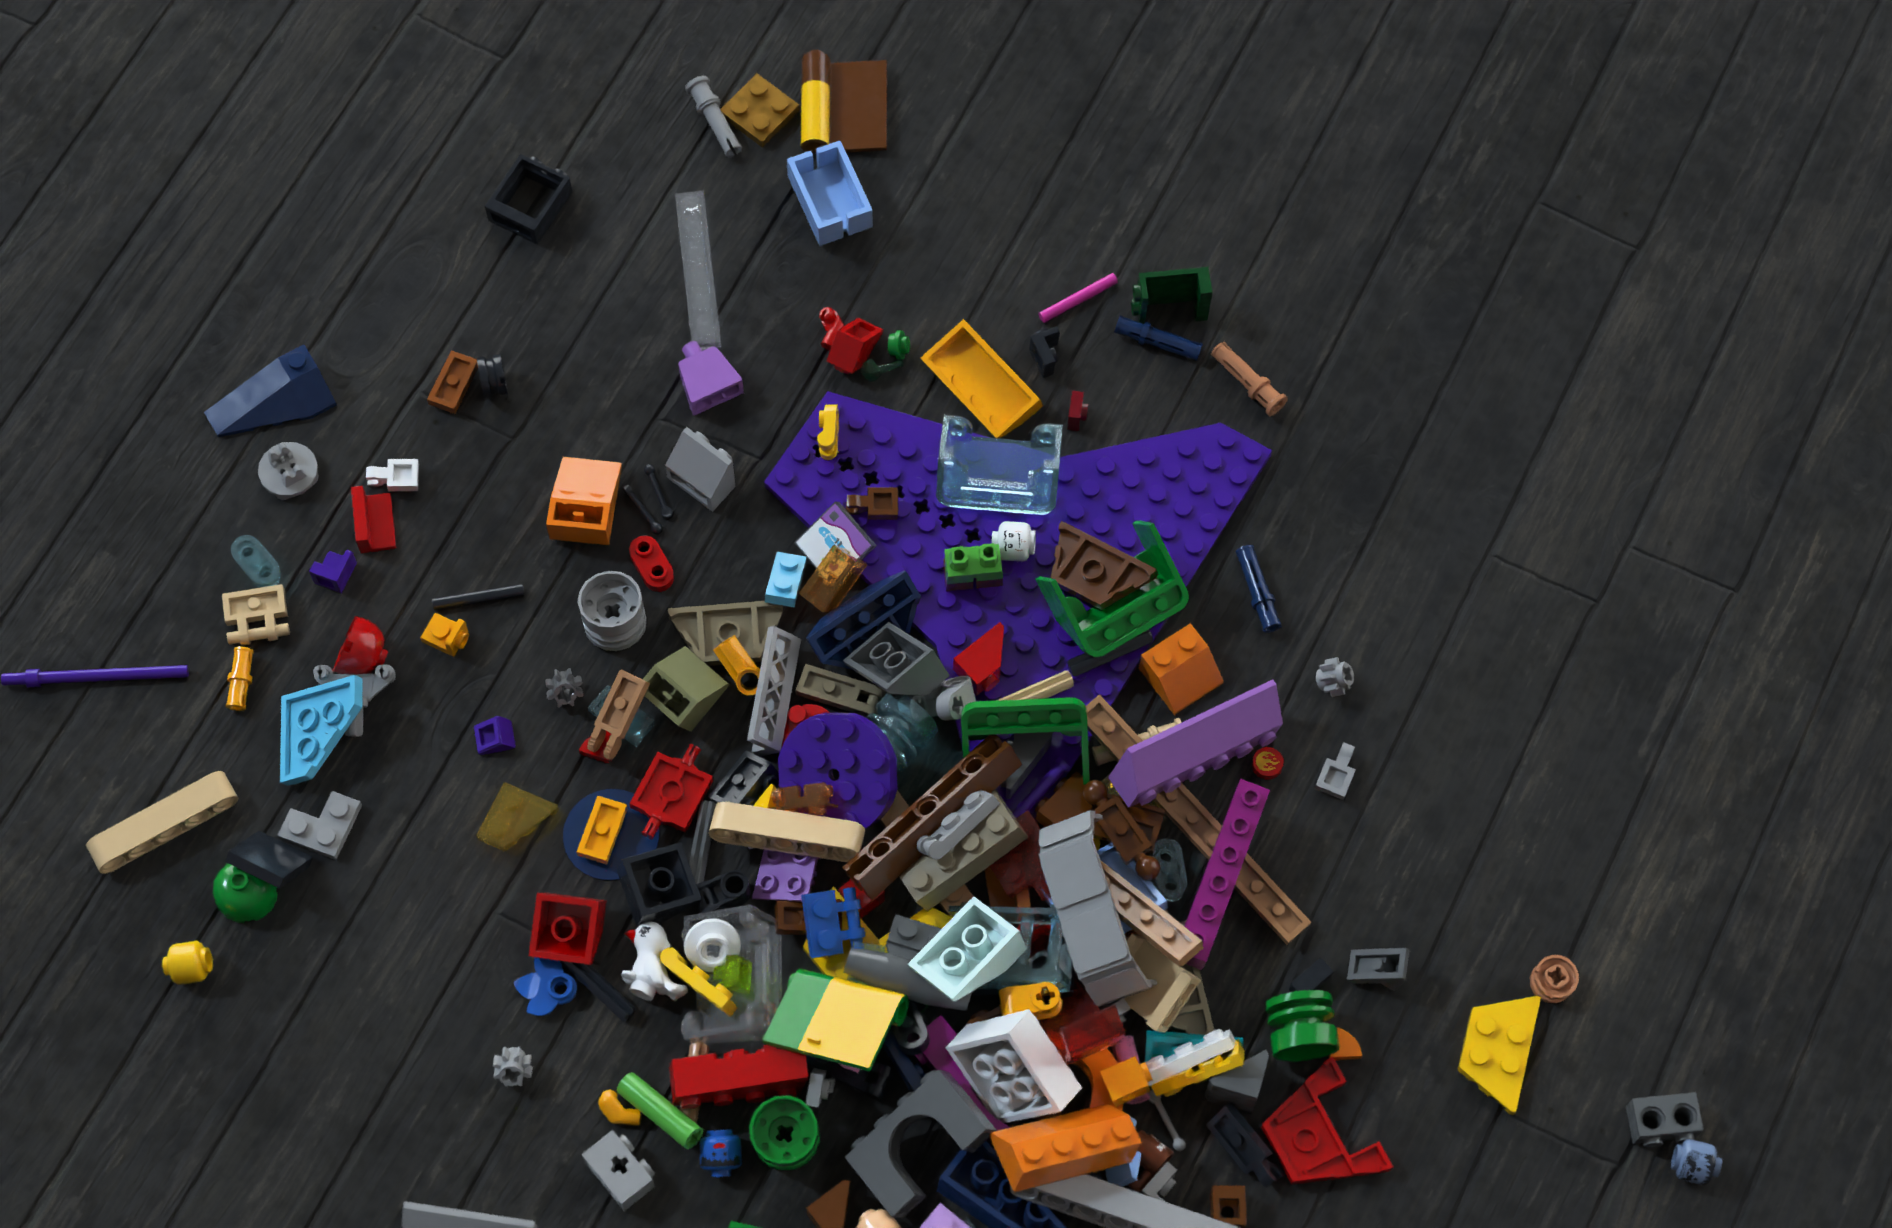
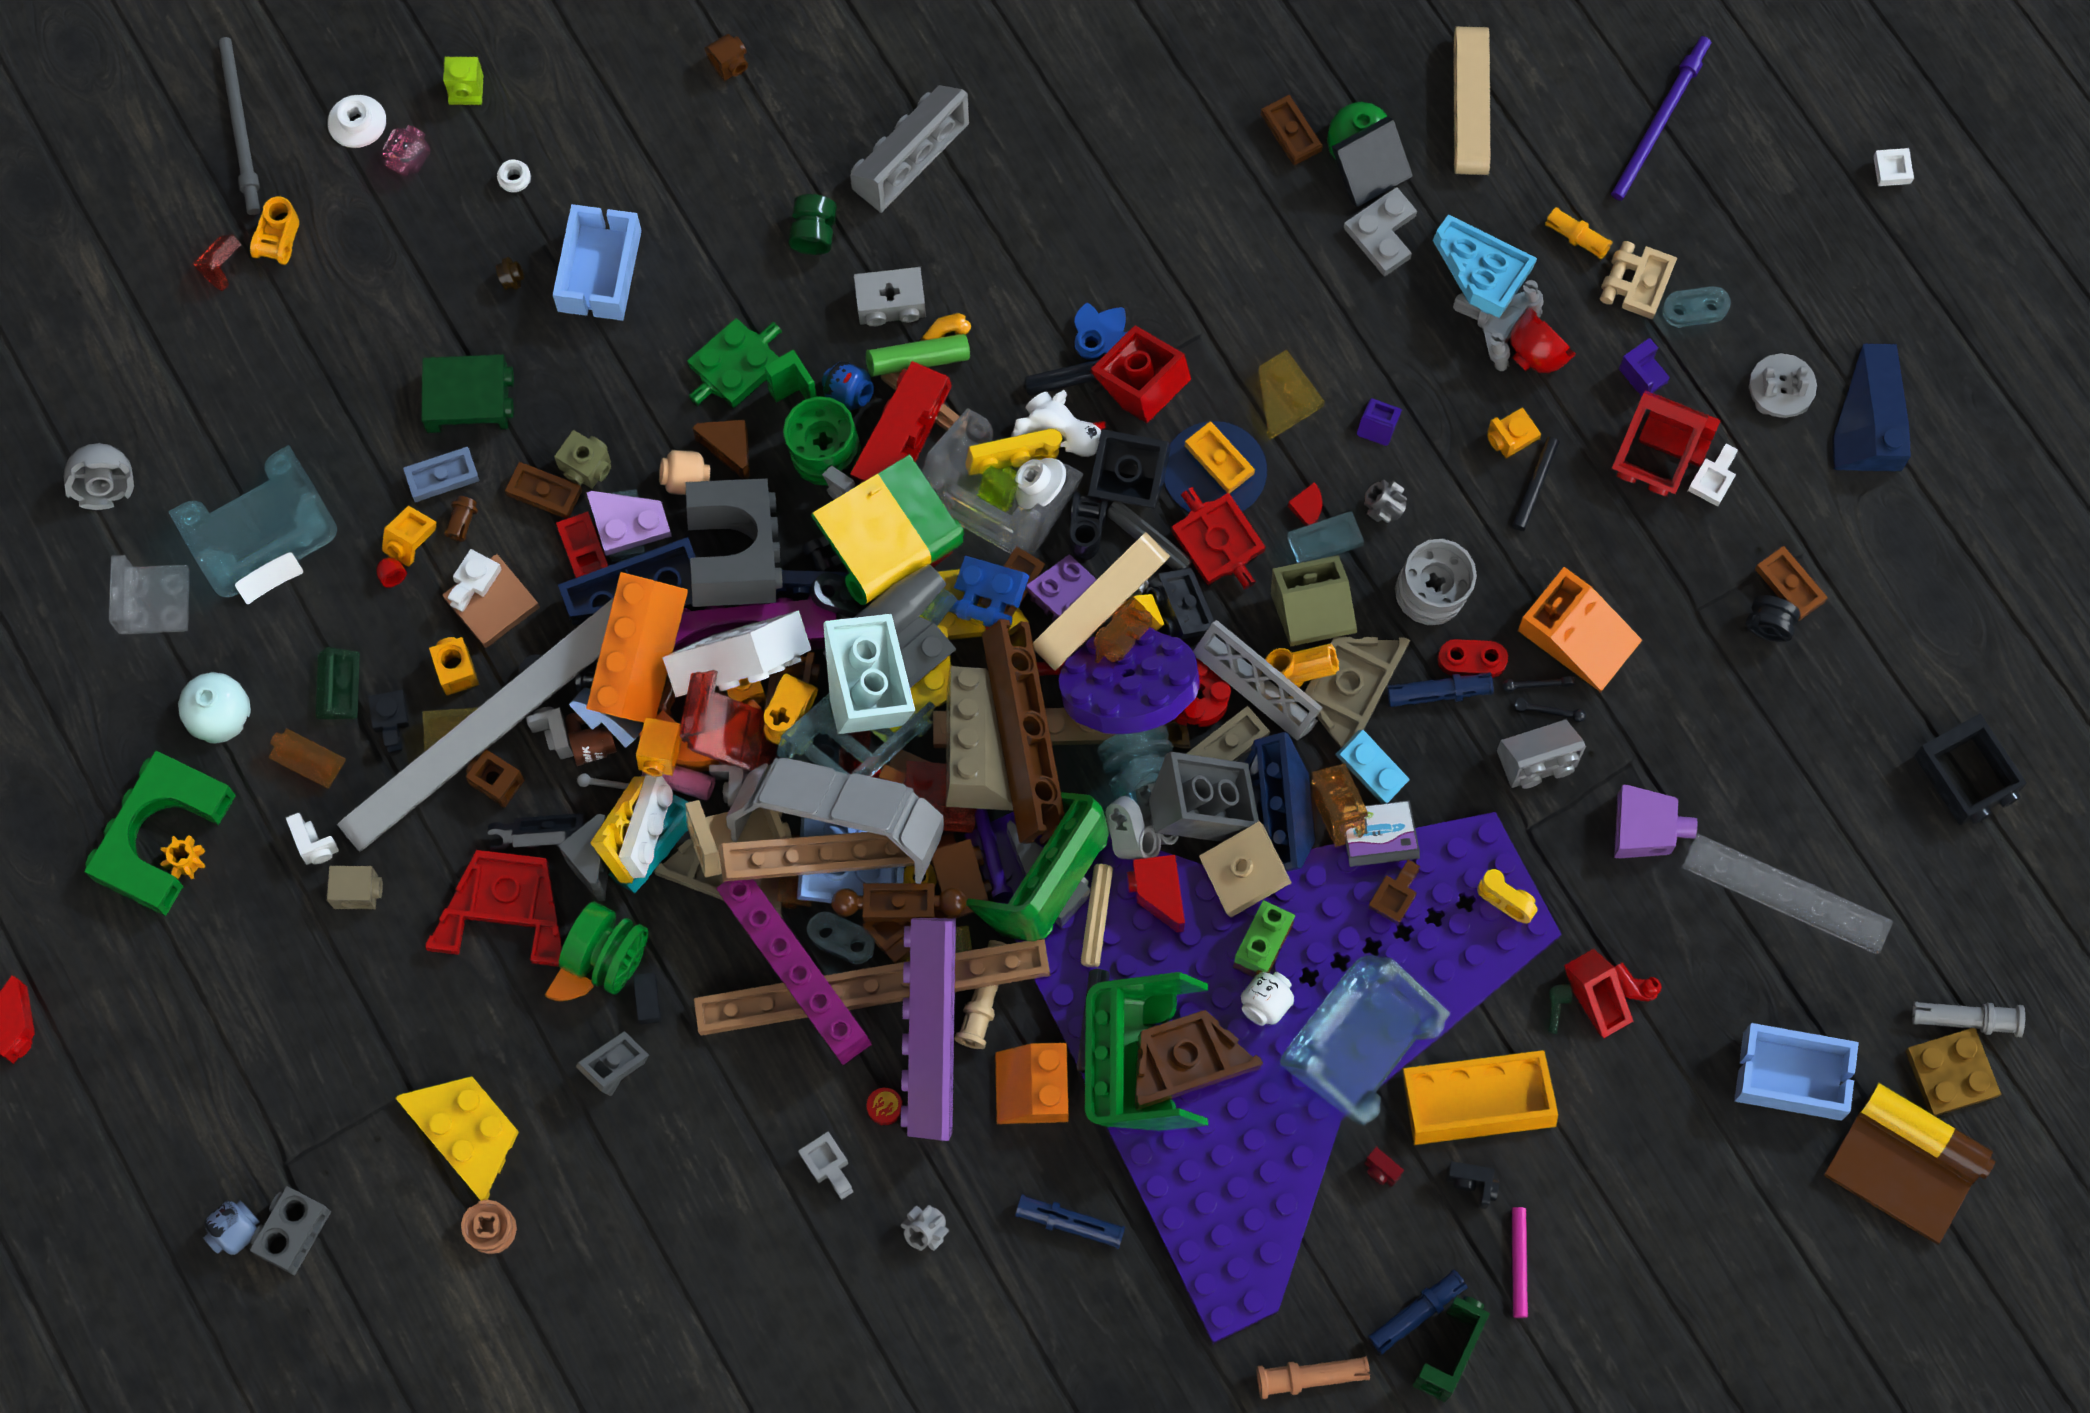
camera: 125 degrees right, 5 degrees up
(46, 486) = (1893, 167): none -> white plate
(187, 962) = (1318, 54): yellow head -> none
(271, 946) = (1291, 130): none -> reddish brown plate
(368, 517) = (1670, 409): none -> red window
(512, 1066) = (1042, 260): light grey gear -> none
(617, 713) = (1322, 525): medium nougat hinge -> none
(684, 560) = (1443, 689): none -> dark blue pin
(745, 1198) = (787, 376): none -> green panel
(898, 344) = (1572, 1036): green plate -> none
(928, 610) = (1245, 869): none -> tan plate
(958, 824) = (993, 738): light grey plate -> none

